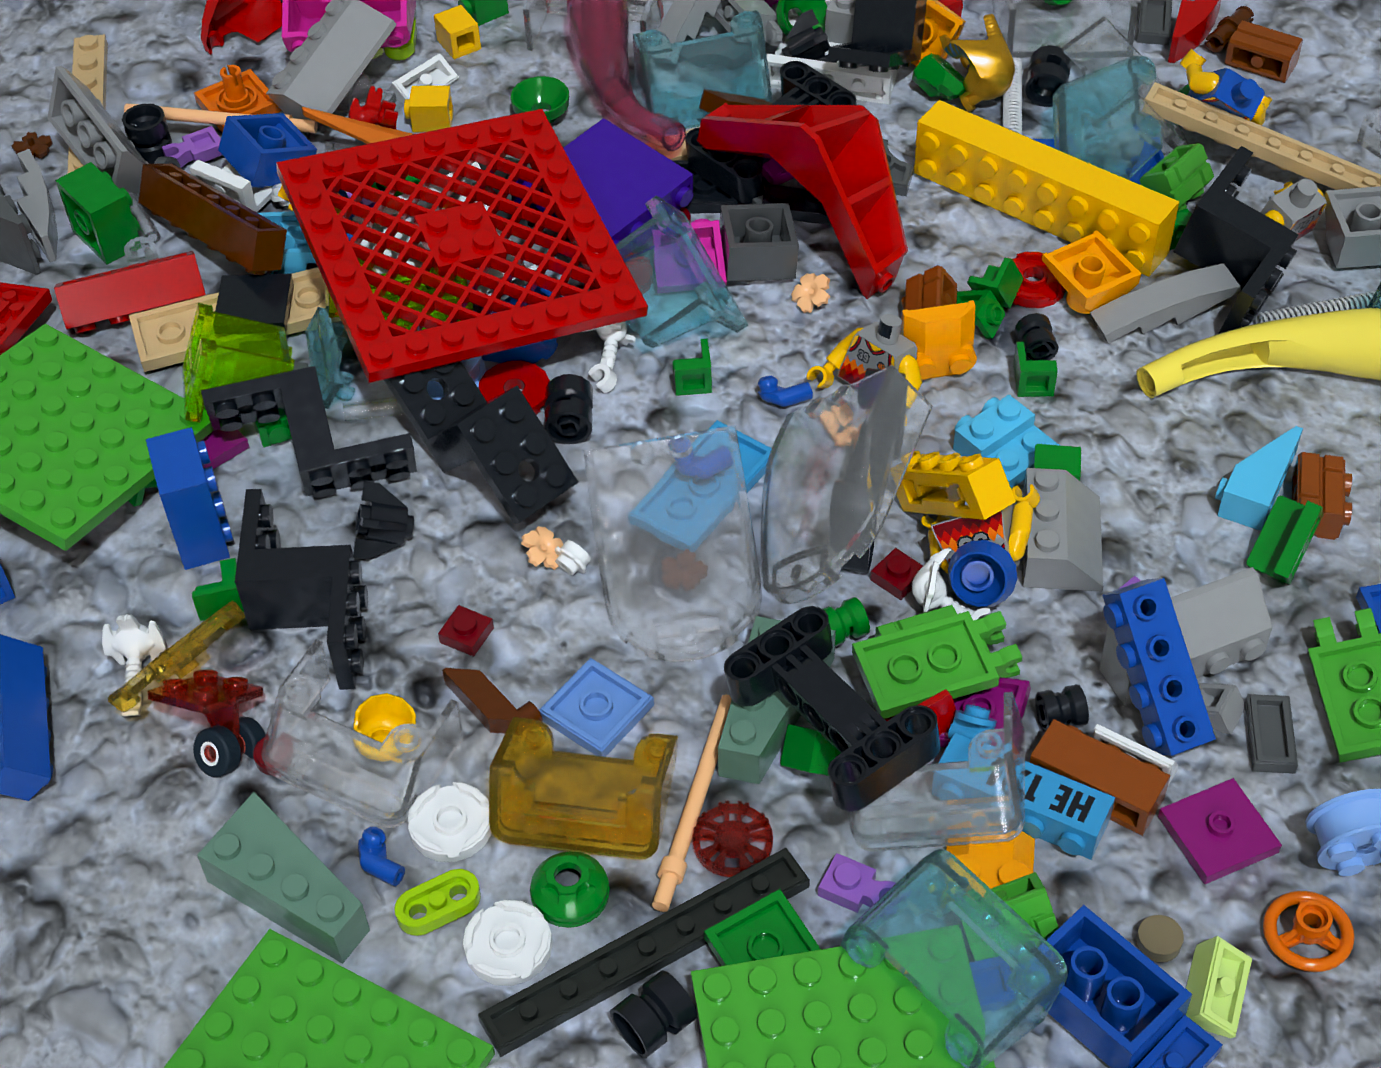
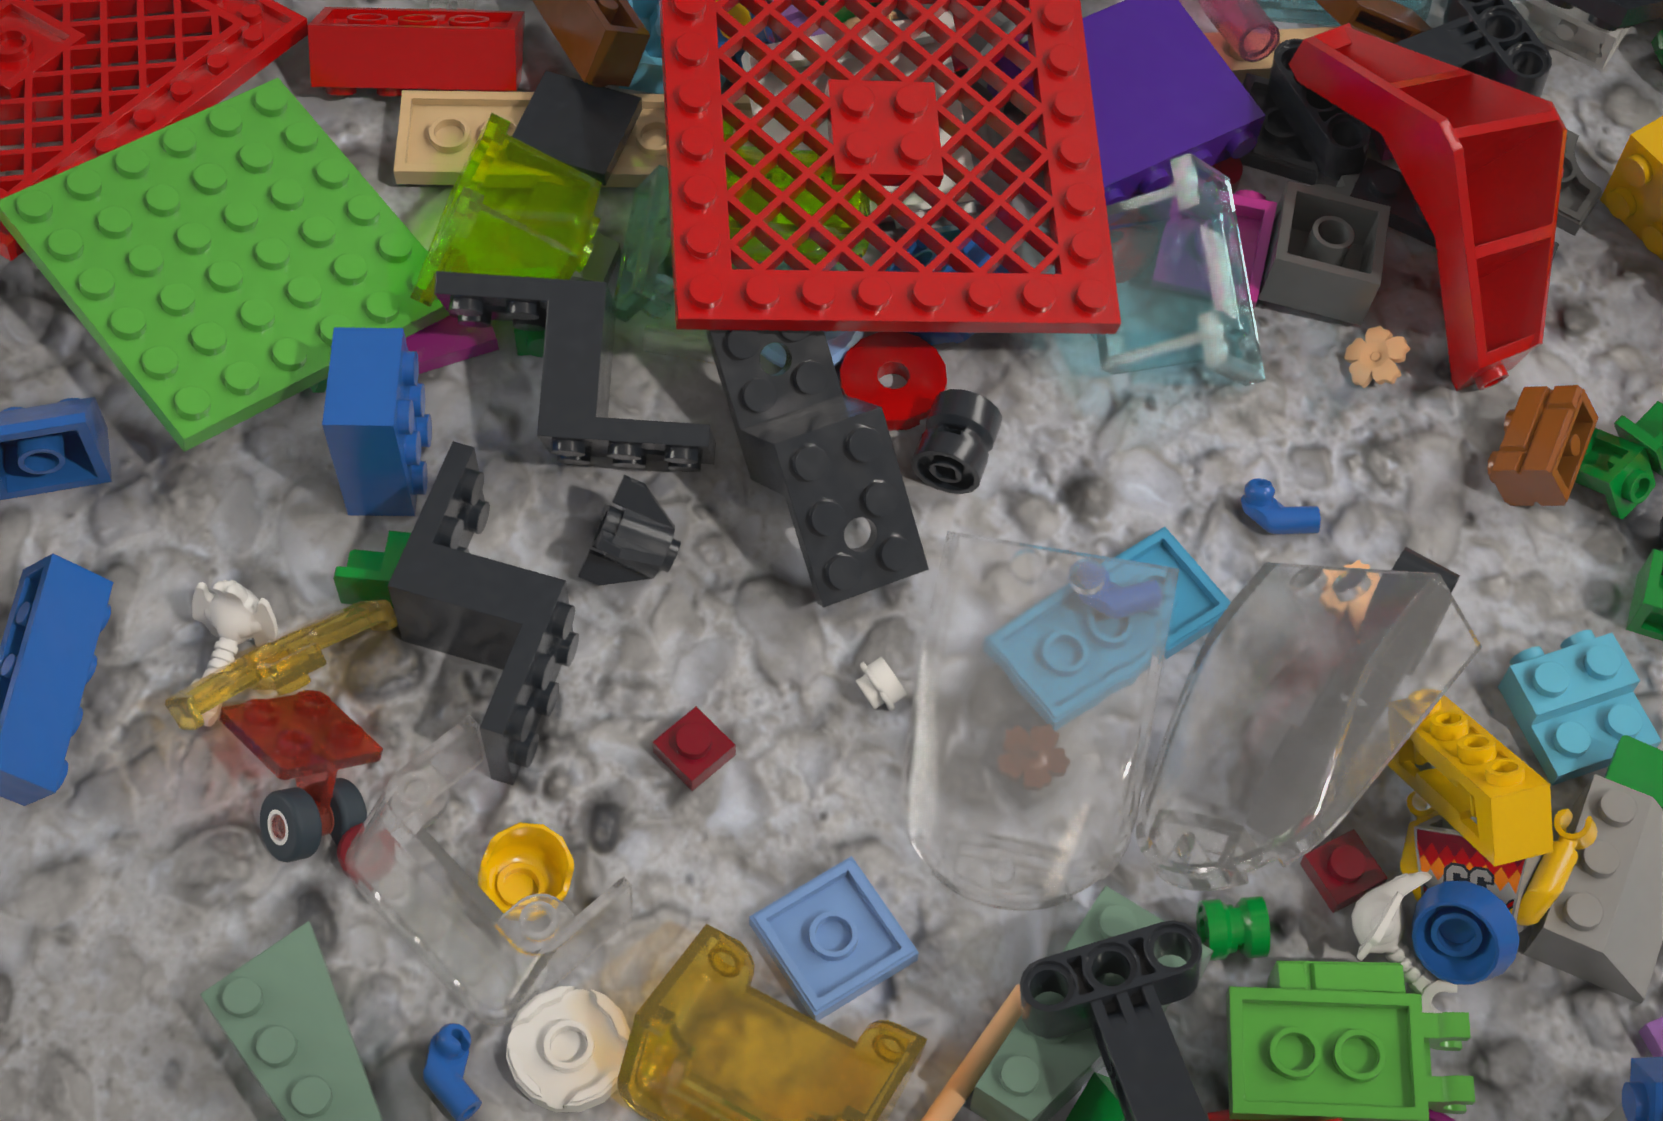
camera: 15 degrees right, 10 degrees up
(486, 700) = (685, 879): reddish brown piece -> none
(541, 547) = (844, 652): light nougat plant -> none
(611, 335) = (1043, 372): white piece -> none
(694, 374) = (1157, 436): green panel -> none
(873, 348) = (1430, 509): torso -> none
(942, 338) = (1535, 509): light orange slope -> none

